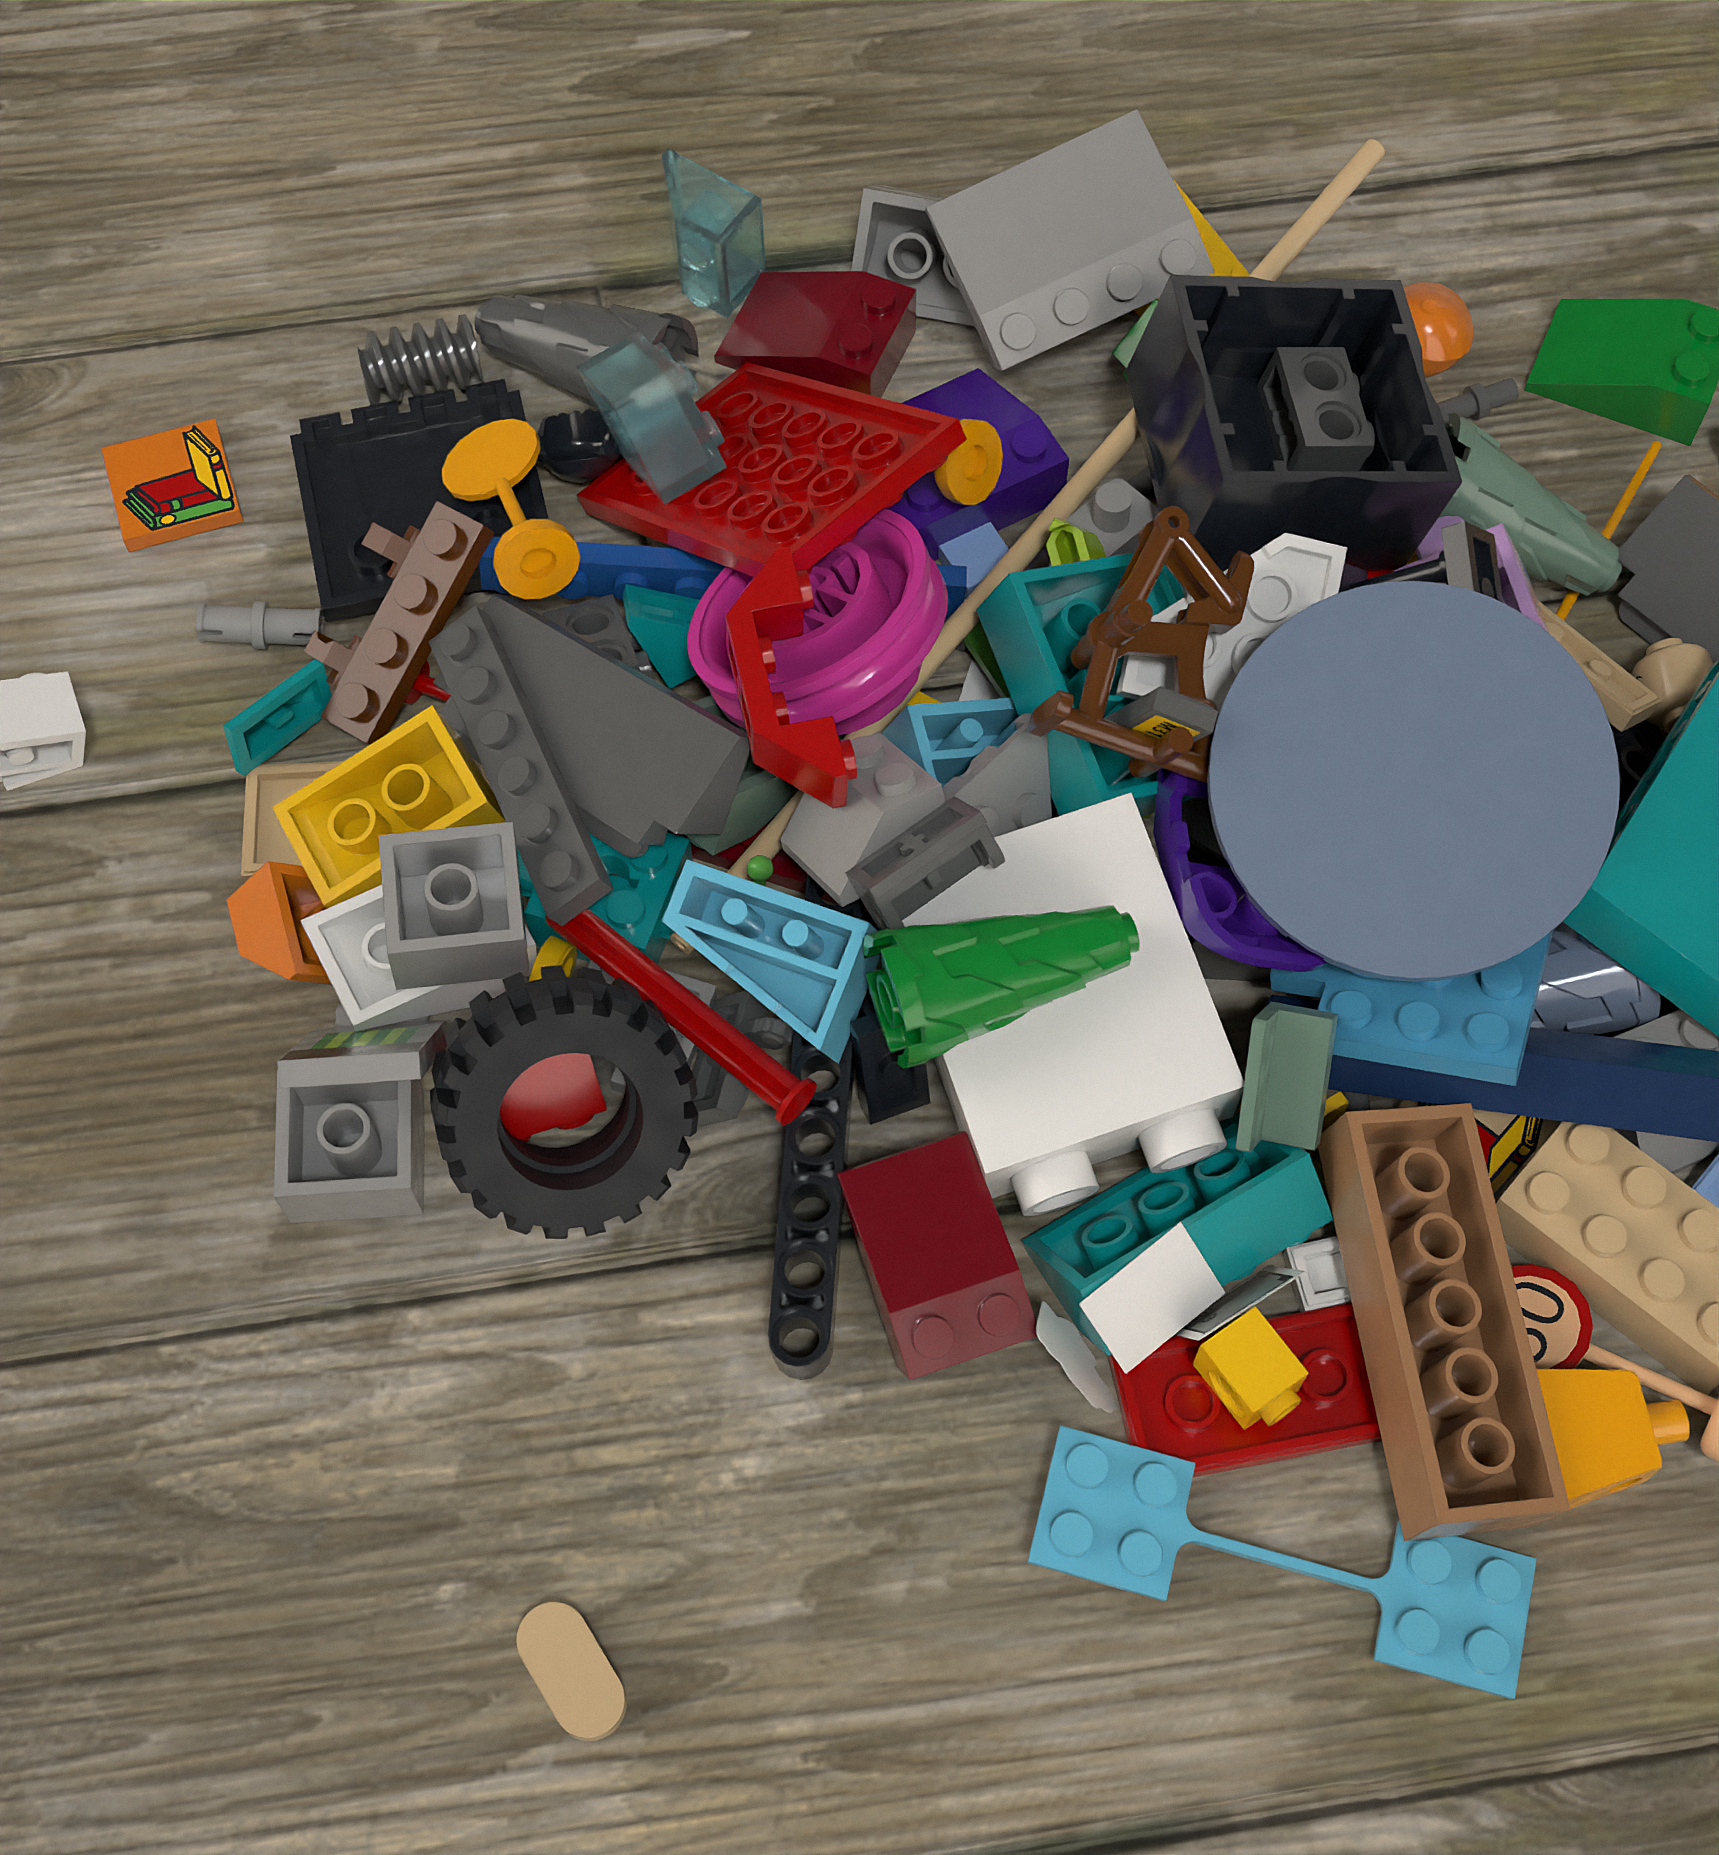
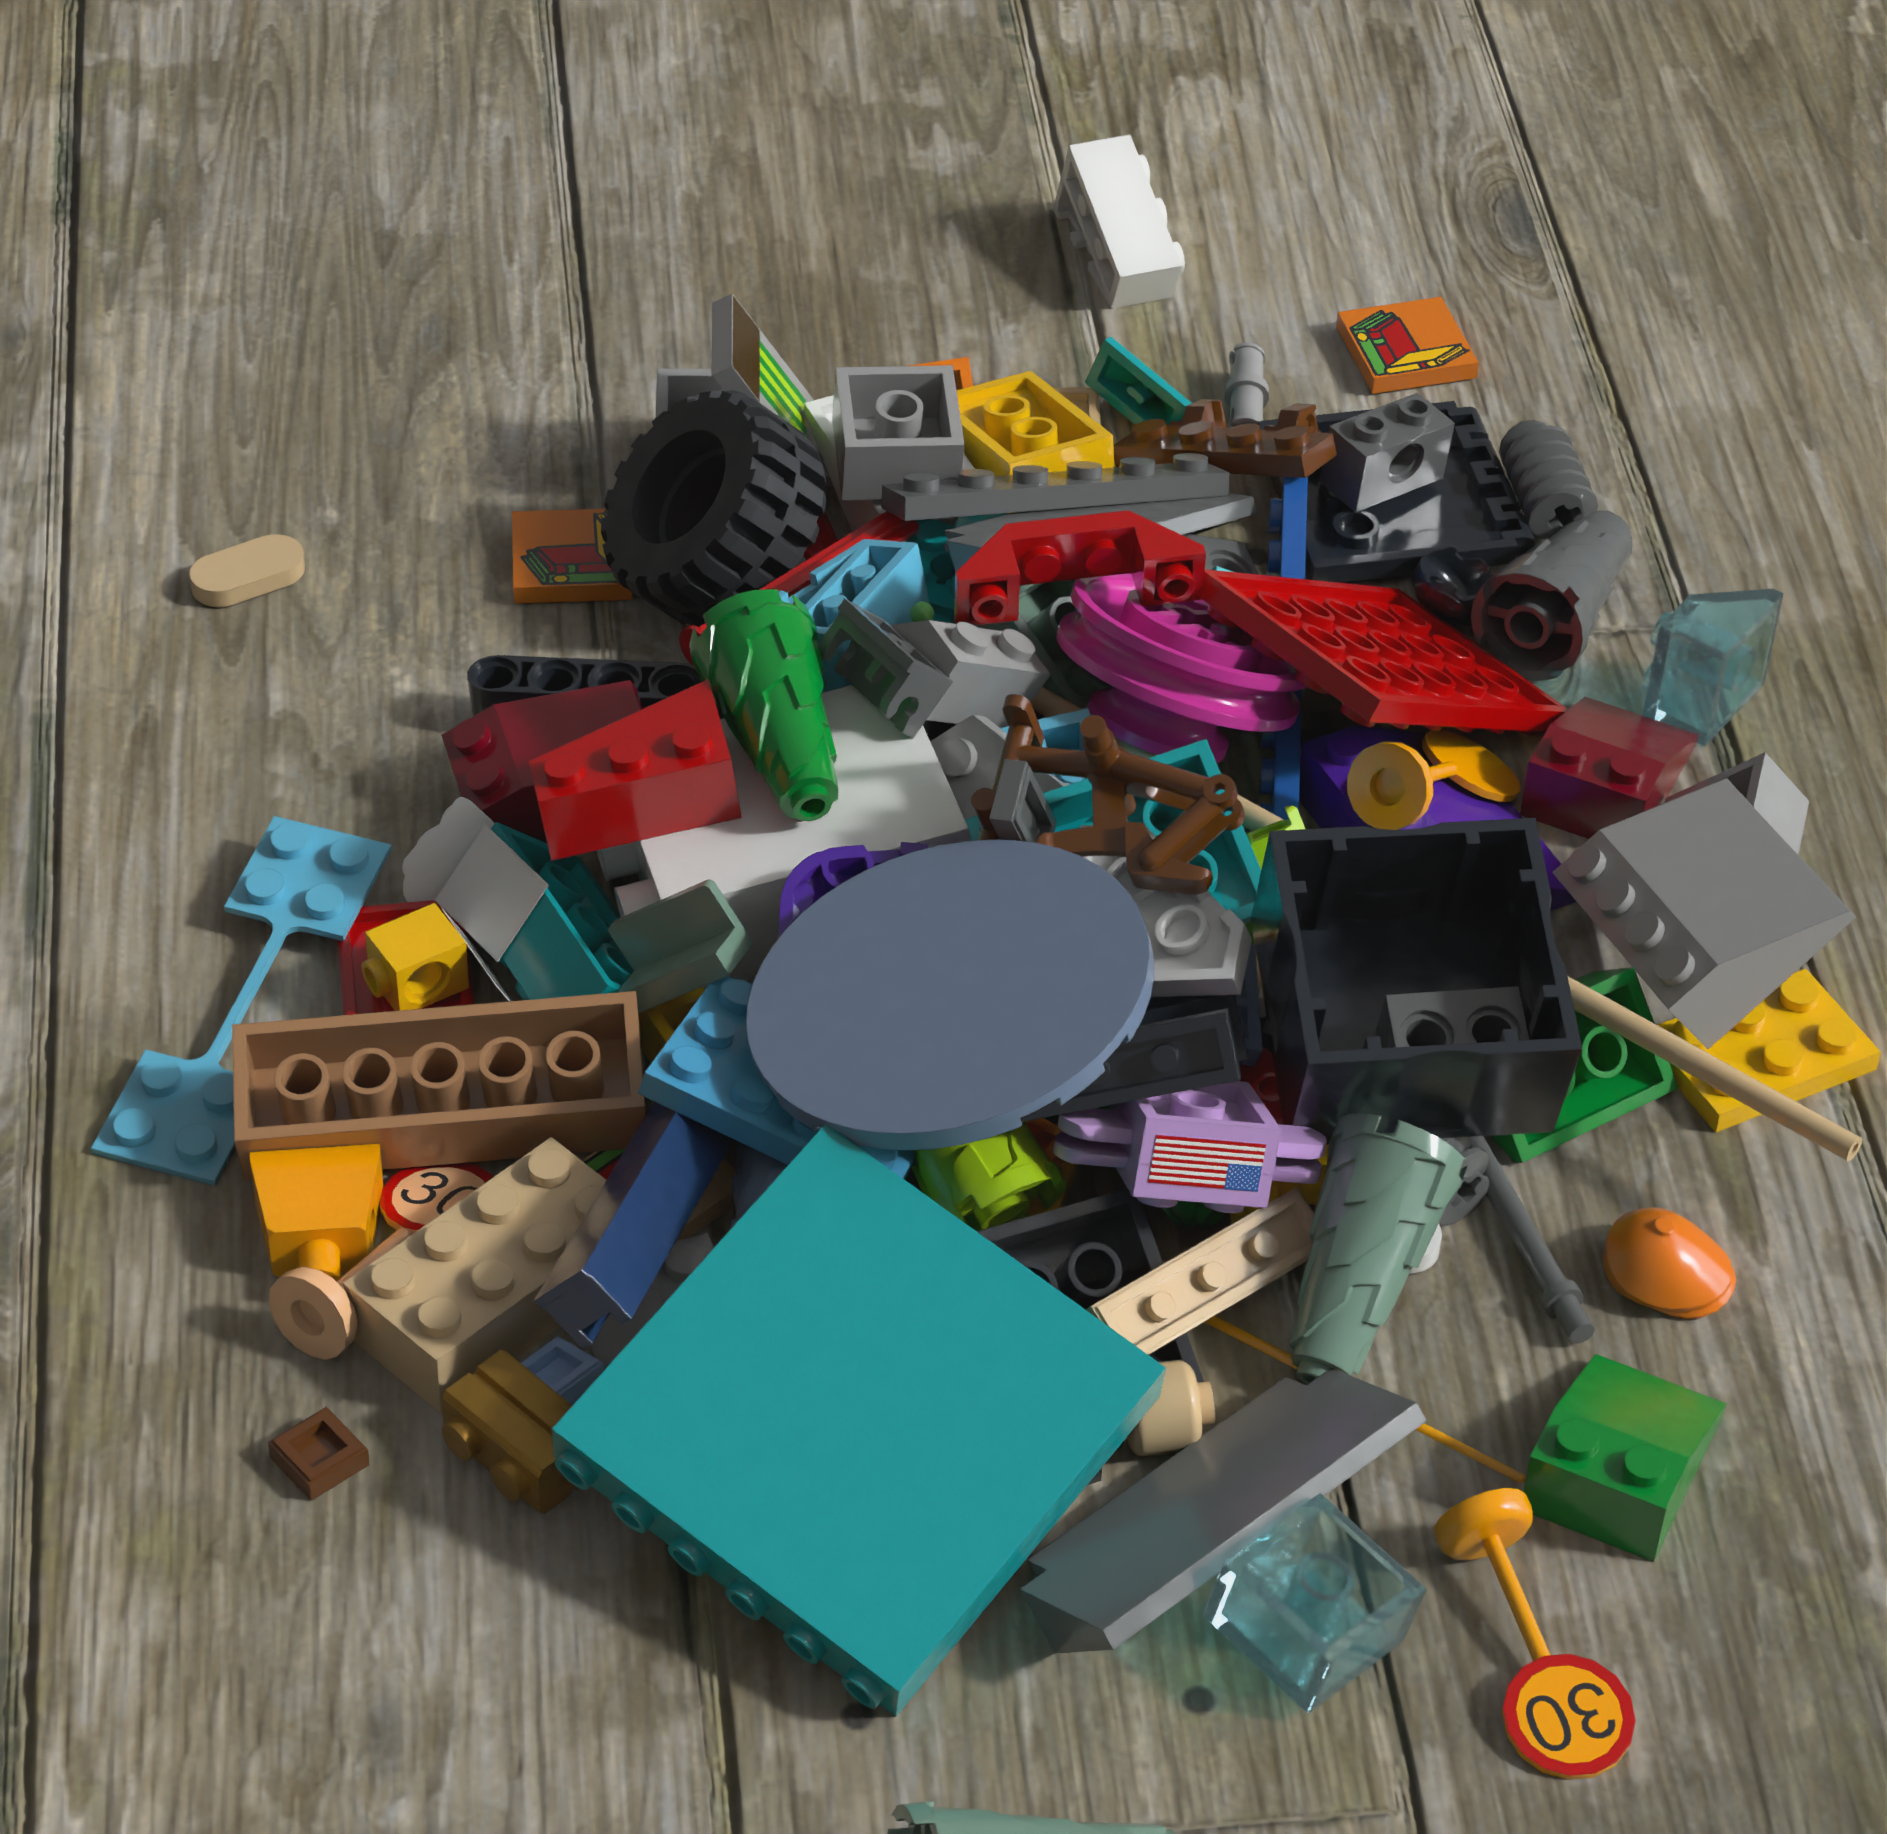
camera: 90 degrees right, 20 degrees down
(403, 470) = (1387, 452): none -> dark grey brick
(532, 1299) = (561, 558): none -> orange tile
(535, 554) = (1275, 496): light orange piece -> none
(653, 415) = (1436, 571): clear light blue brick -> none
(1083, 1107) = (638, 777): none -> red wedge

